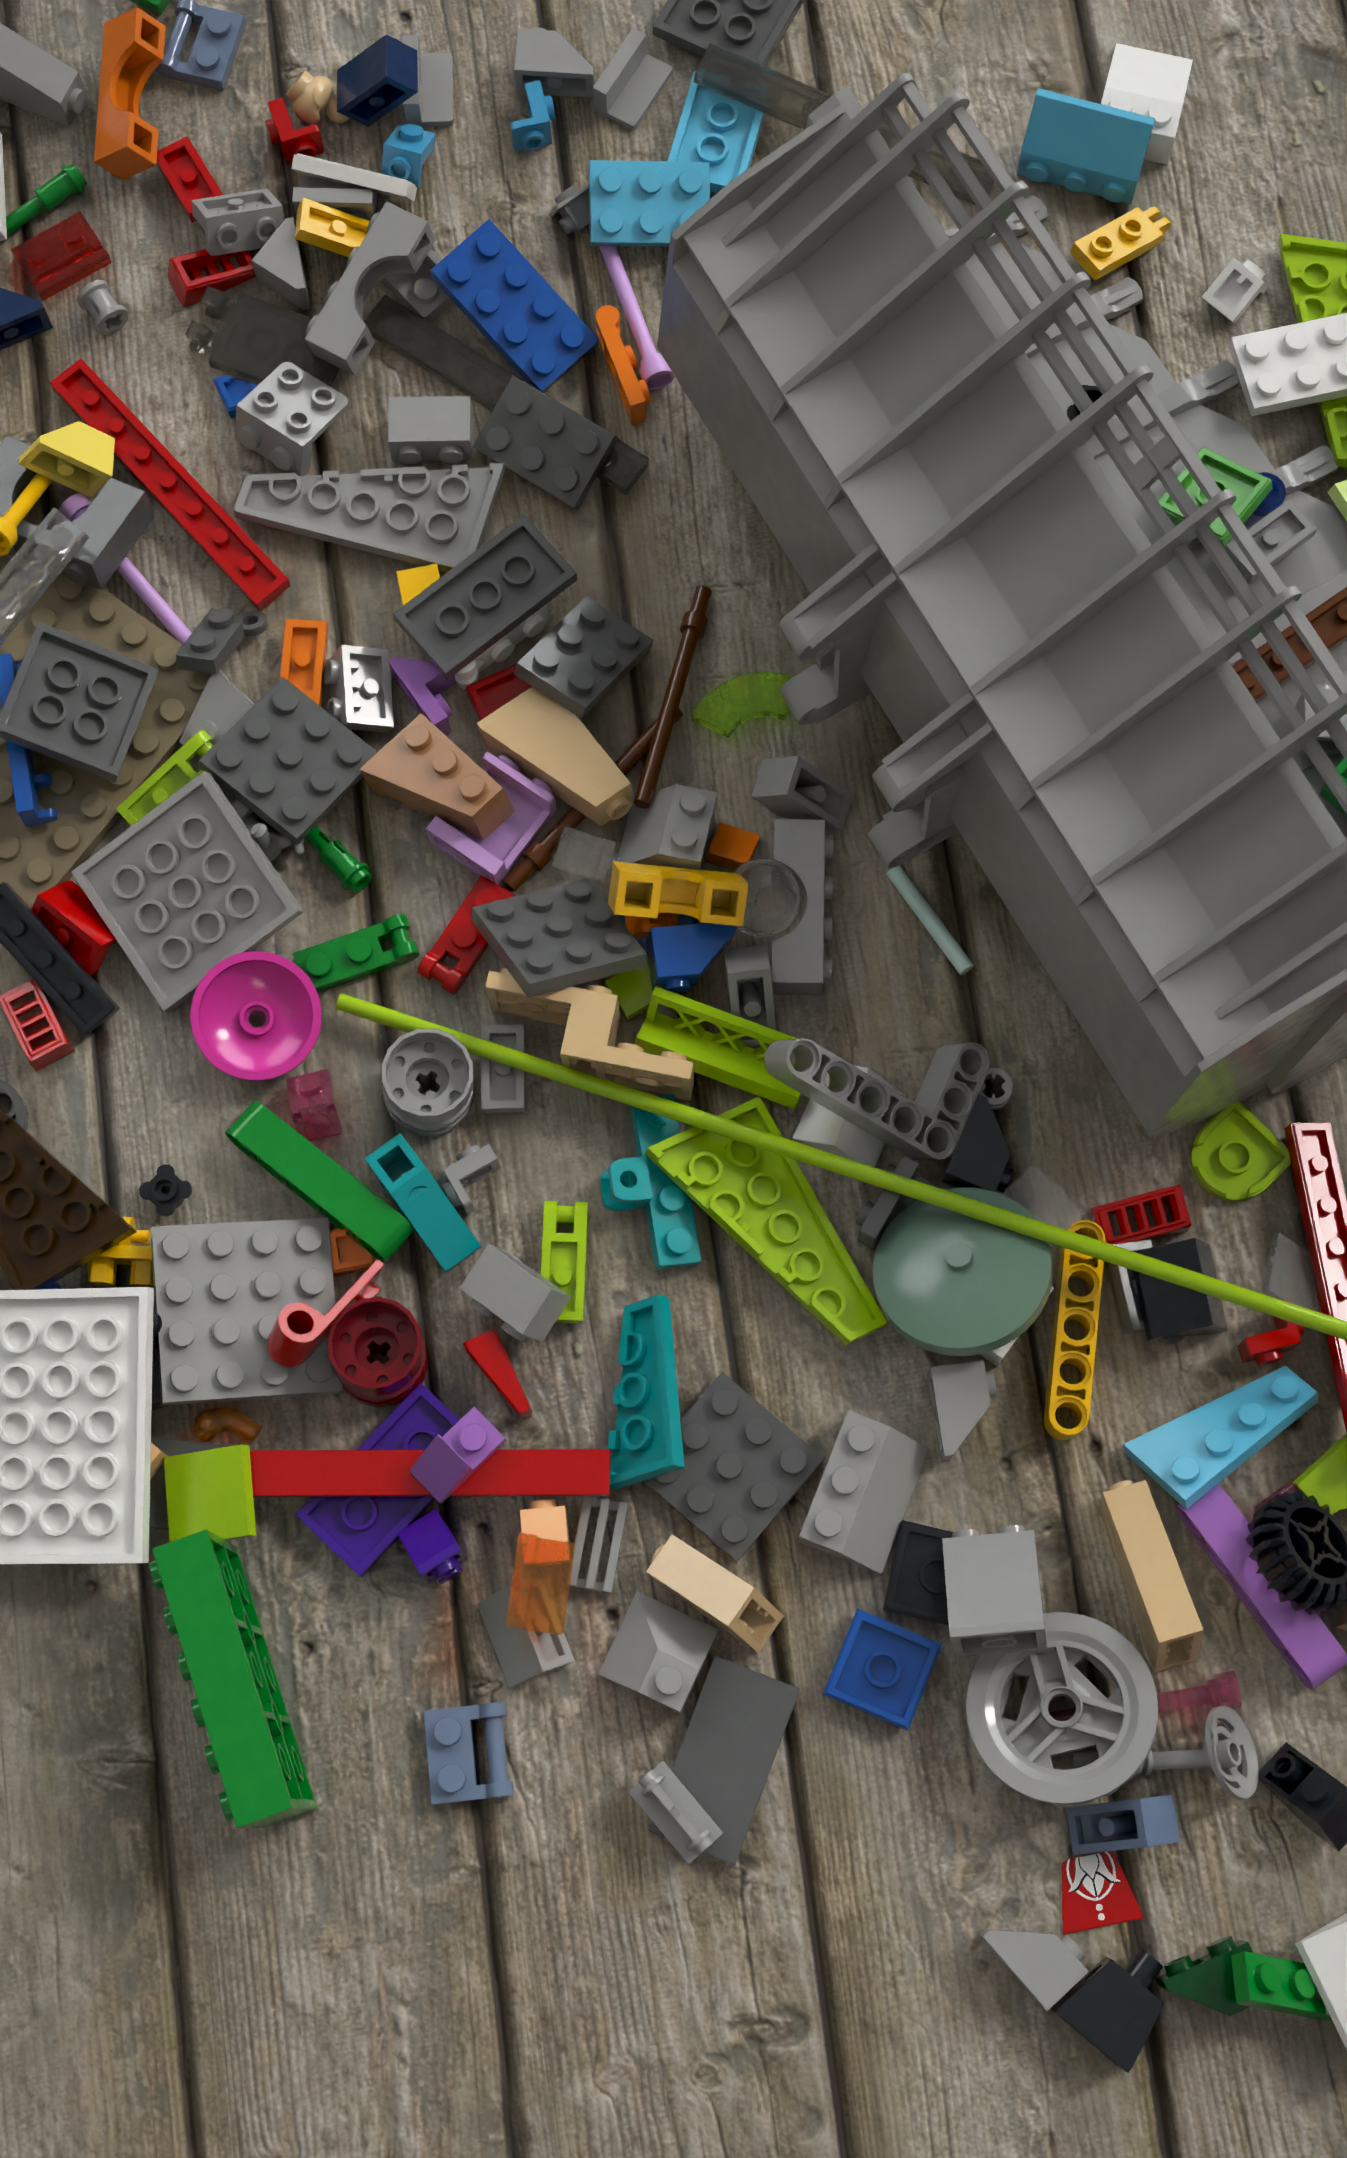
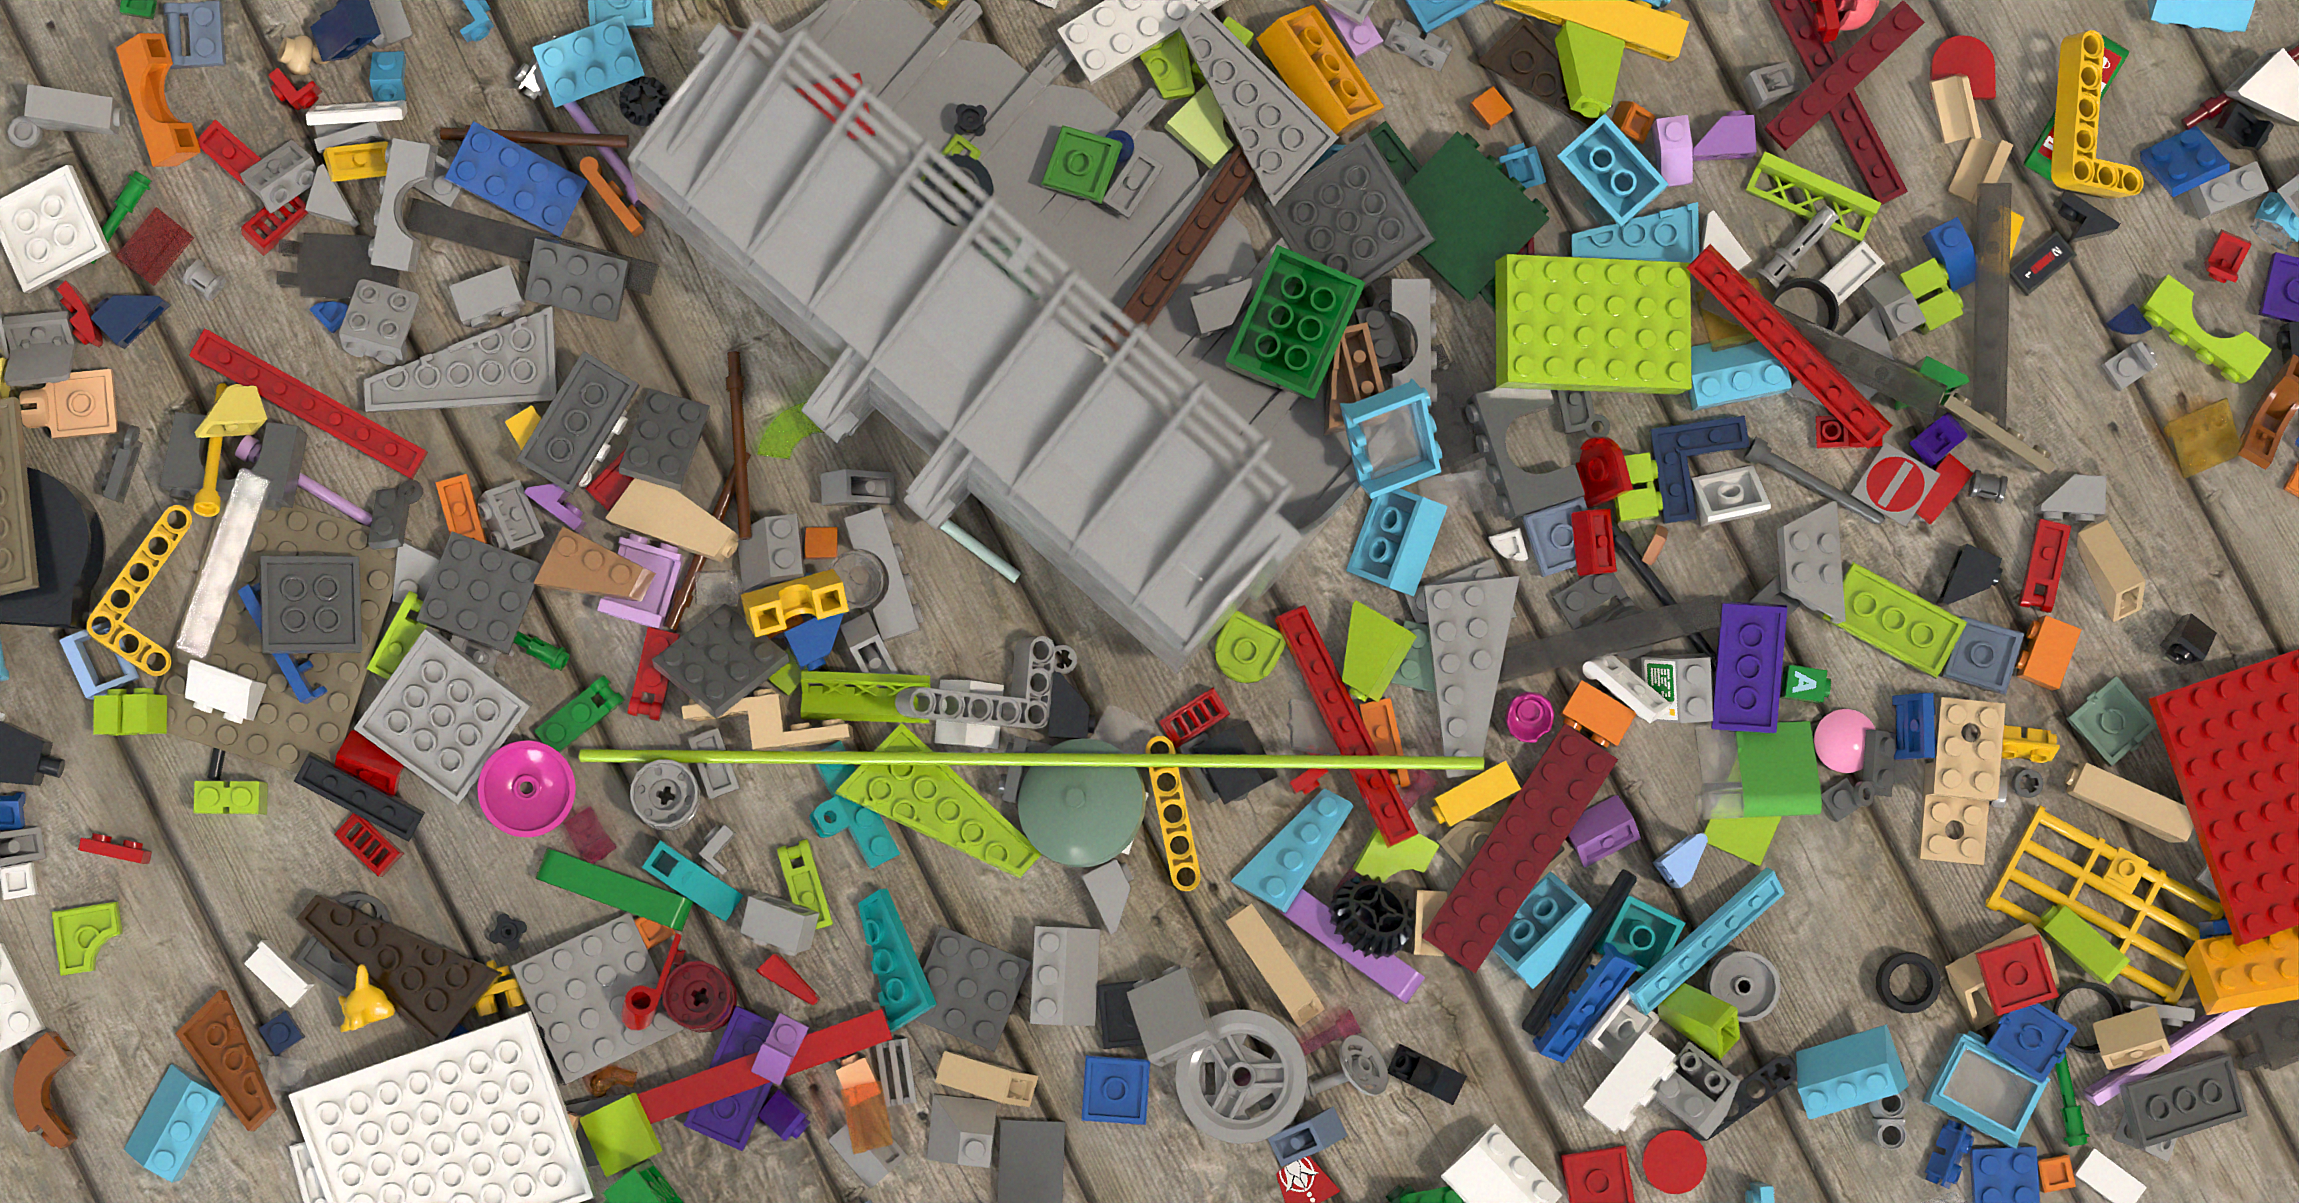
camera: 25 degrees left, 10 degrees up
(578, 278) = (543, 137): none -> reddish brown bar

